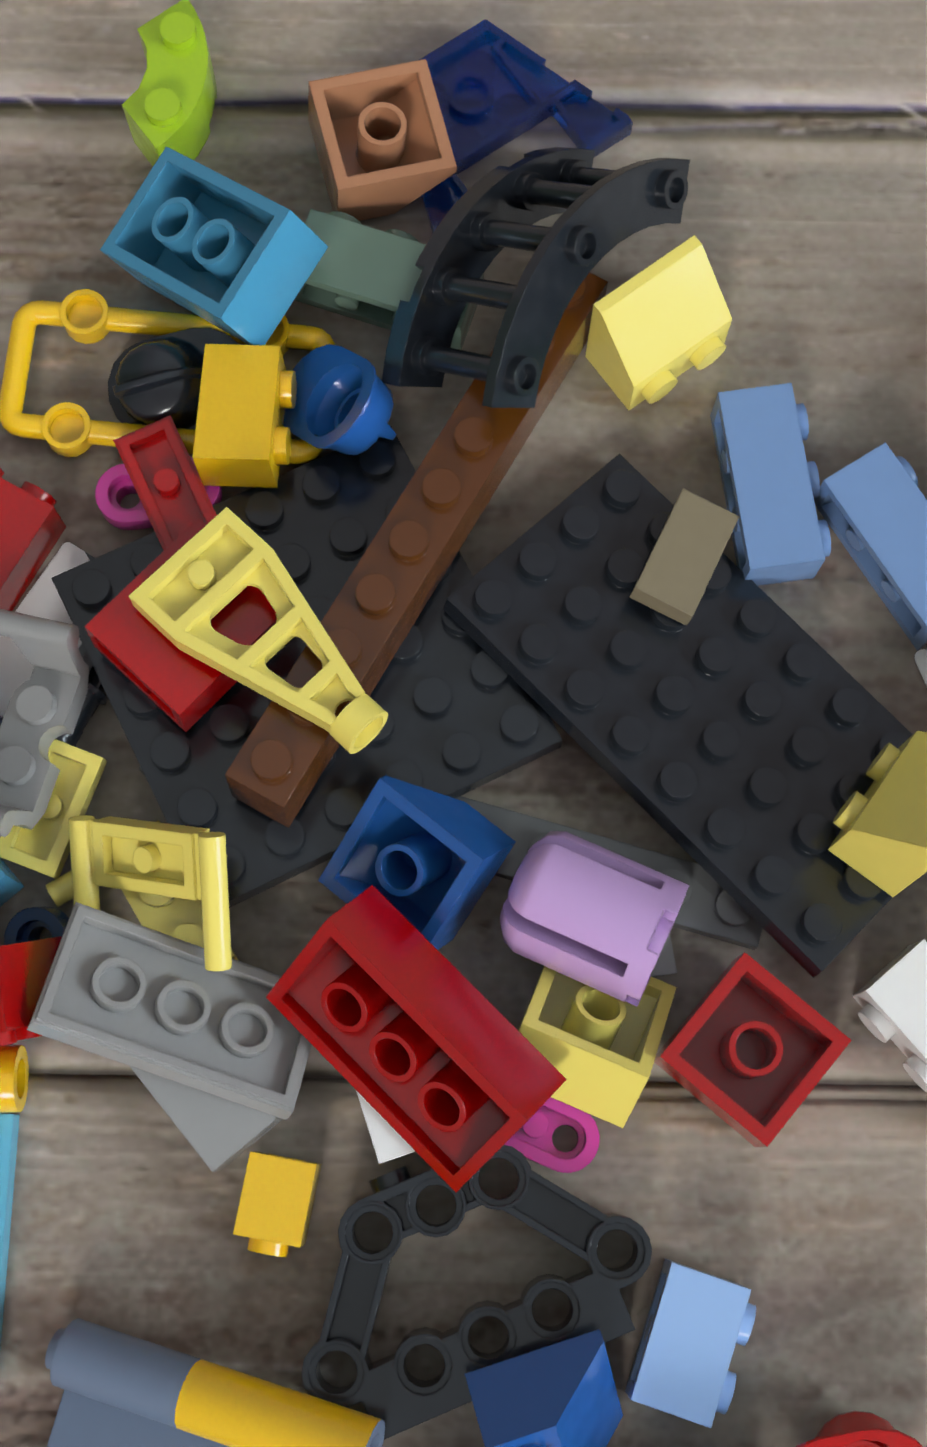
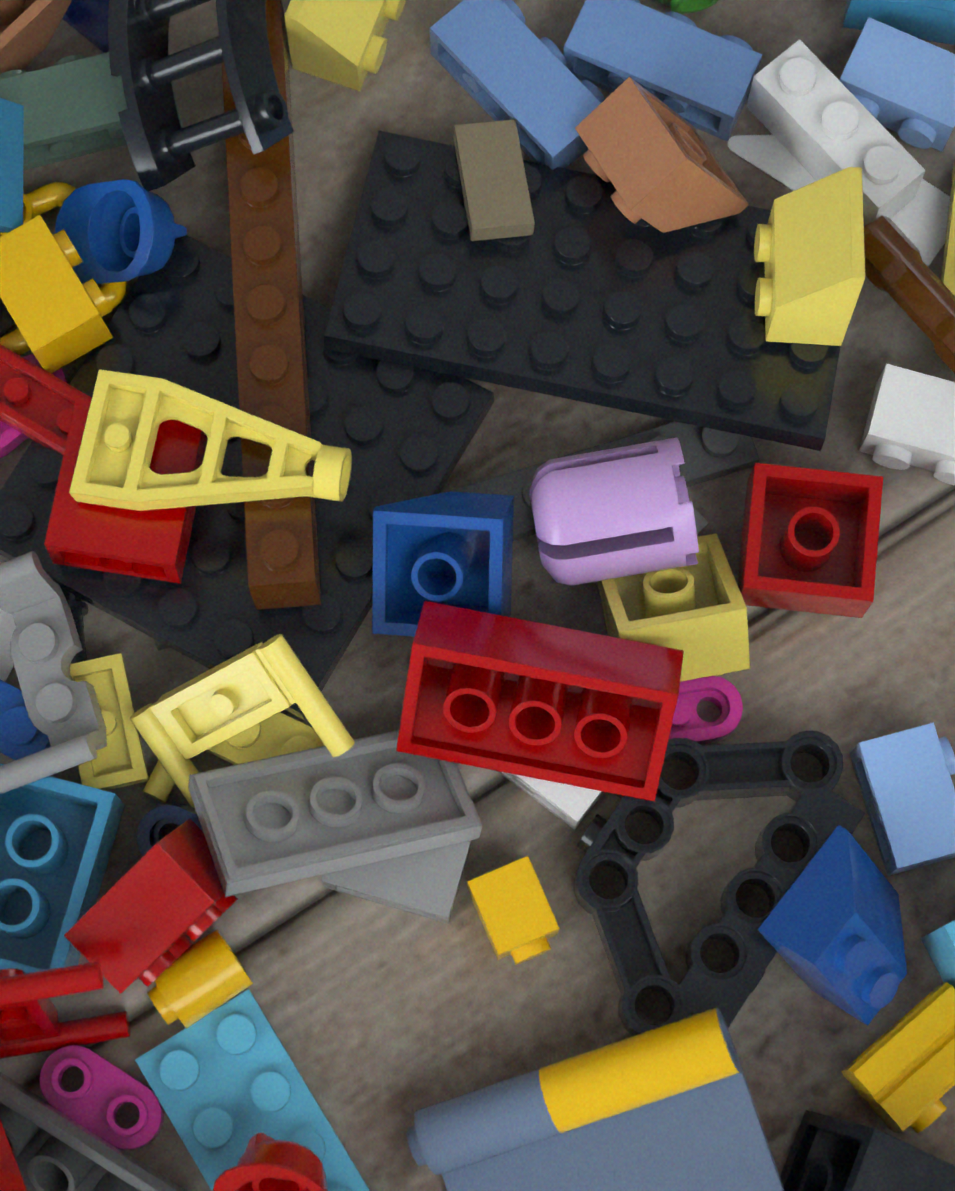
camera: 35 degrees left, 0 degrees up
(837, 631) = (656, 162): none -> nougat slope

